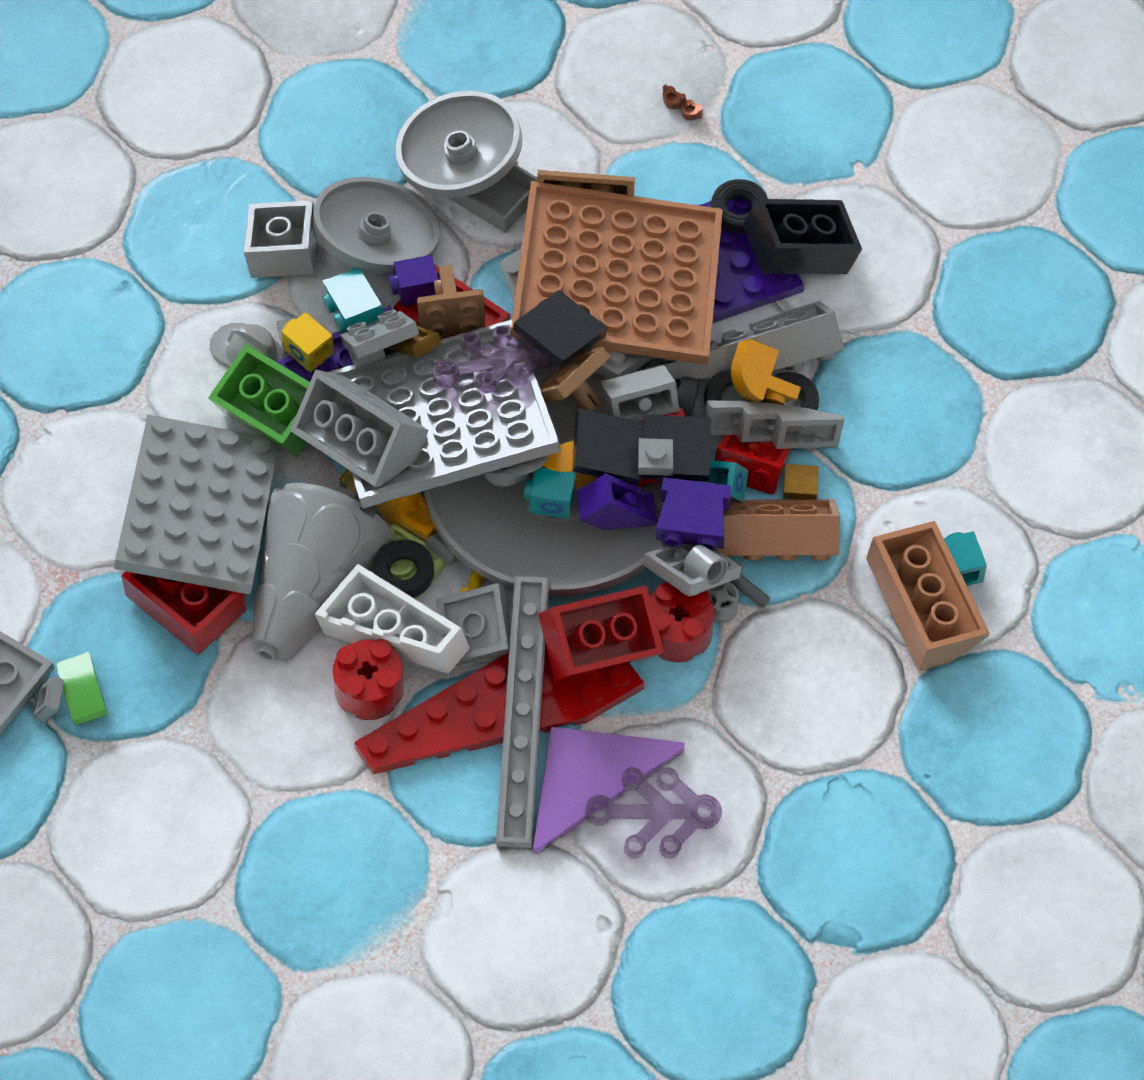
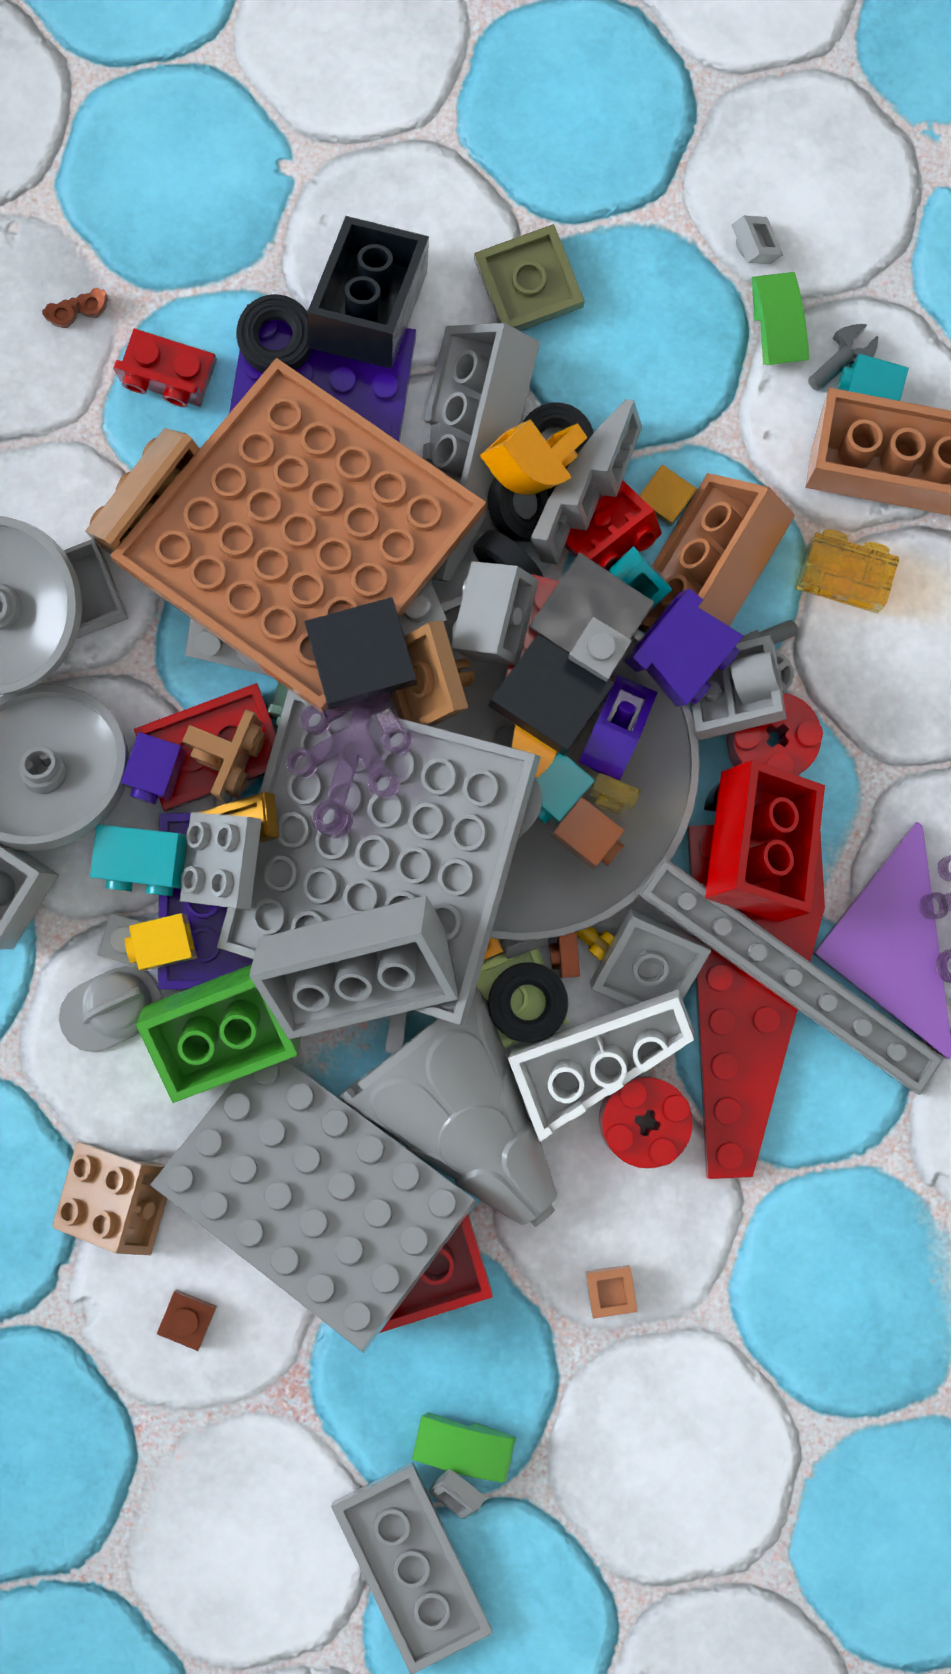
camera: 65 degrees left, 25 degrees up
(70, 492) = (186, 1320): none -> copper plate
(122, 410) = (110, 1201): none -> medium nougat bracket
(240, 722) = (611, 1291): none -> nougat plate
(450, 578) = (565, 956): none -> copper plate
(534, 524) = (589, 834): none -> dark orange brick
(570, 526) = (613, 794): none -> clear yellow plate
(678, 168) = (165, 368): none -> red bracket
(825, 609) = (847, 571): none -> clear yellow brick
(884, 329) = (529, 279): none -> olive plate
(967, 482) = (781, 317): none -> bright green slope
(987, 531) = (843, 357): none -> dark grey bar
(1009, 441) = (756, 240): none -> light grey plate

